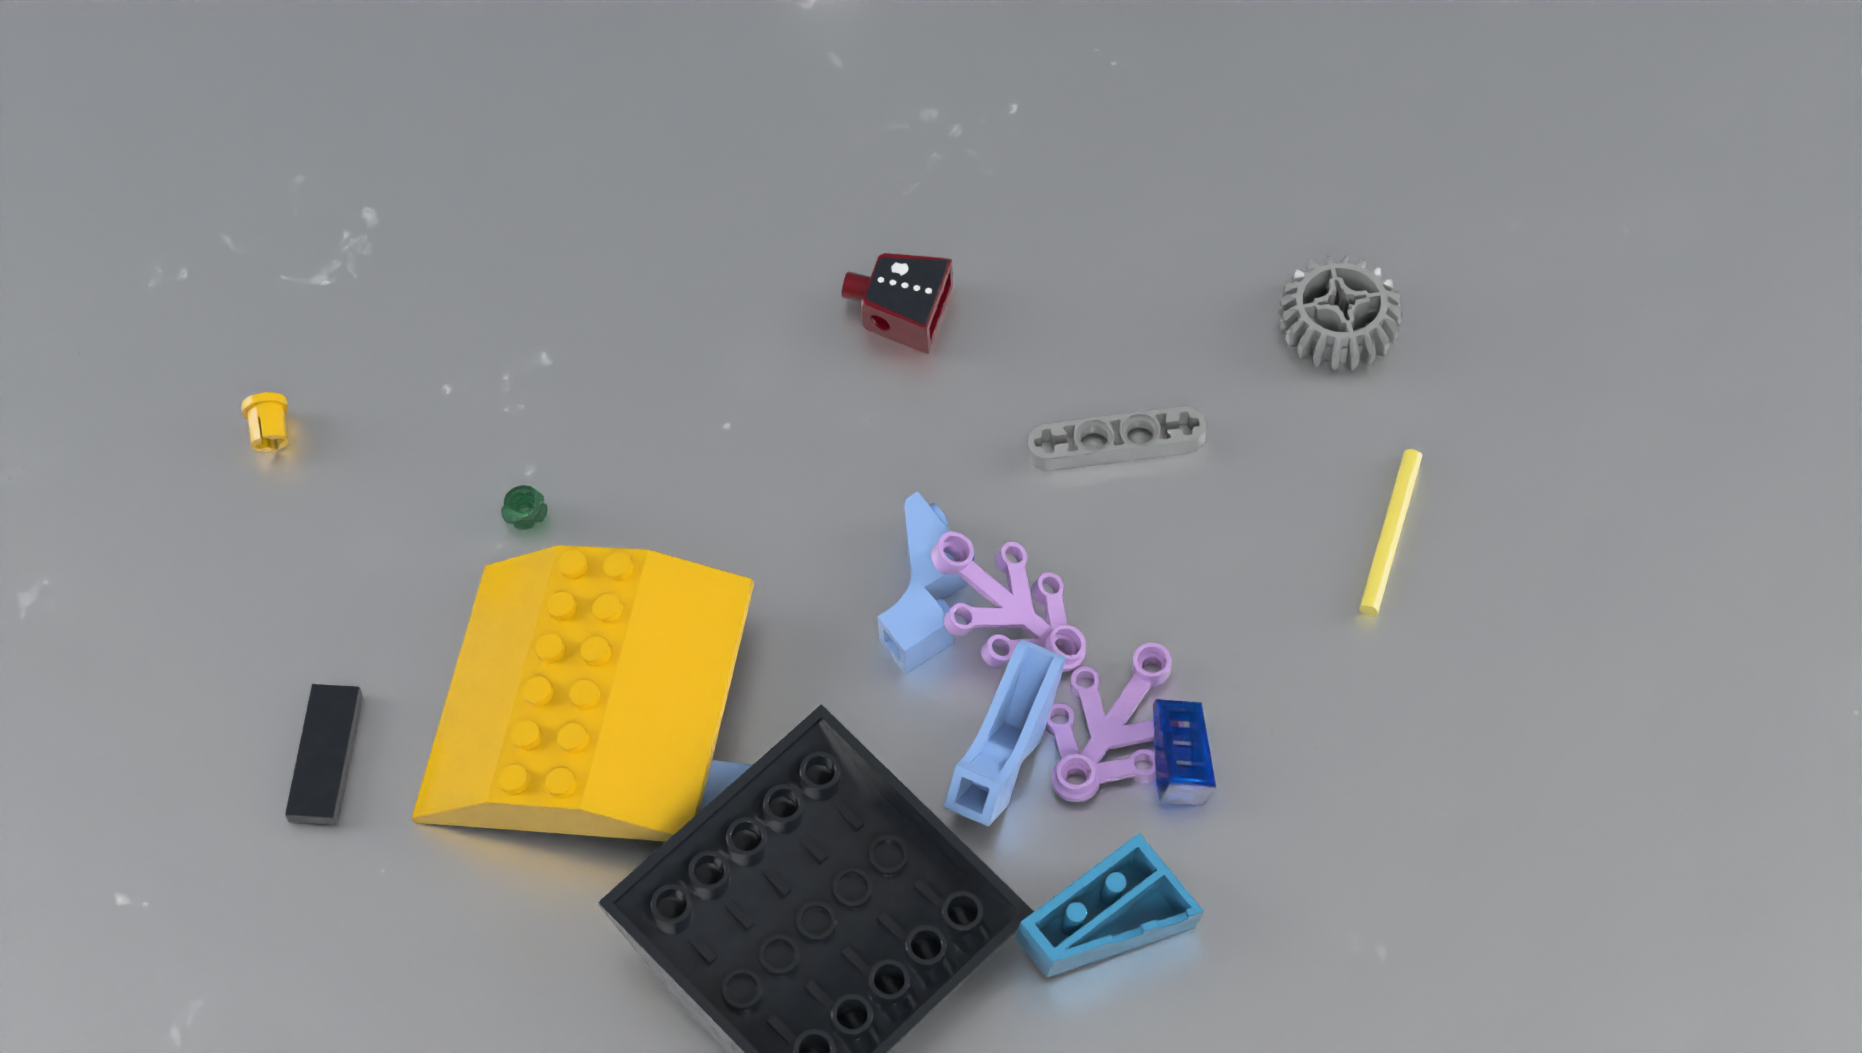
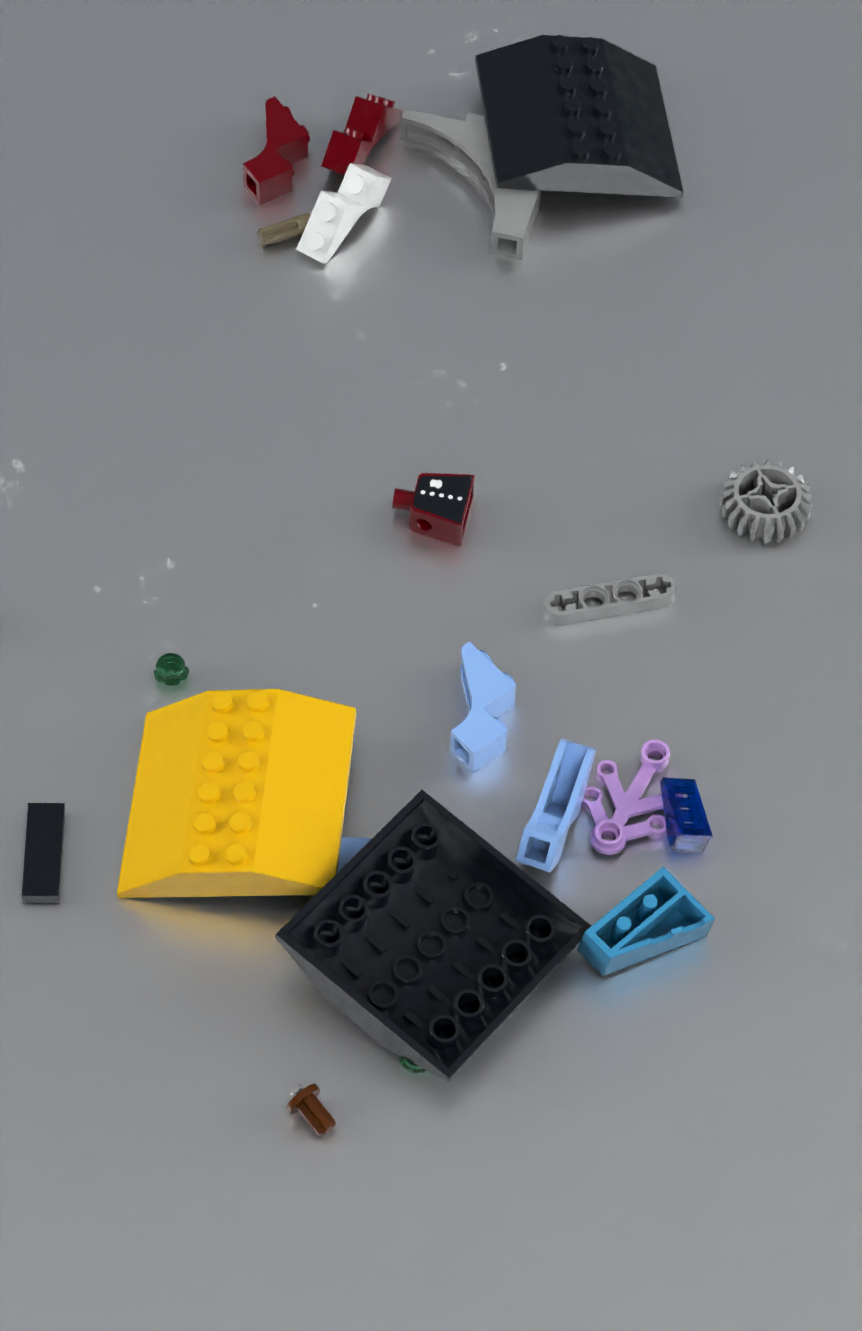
camera: 10 degrees left, 5 degrees down
(1012, 607) = (549, 719): lavender plant -> none
(1390, 532) = (819, 655): light yellow bar -> none

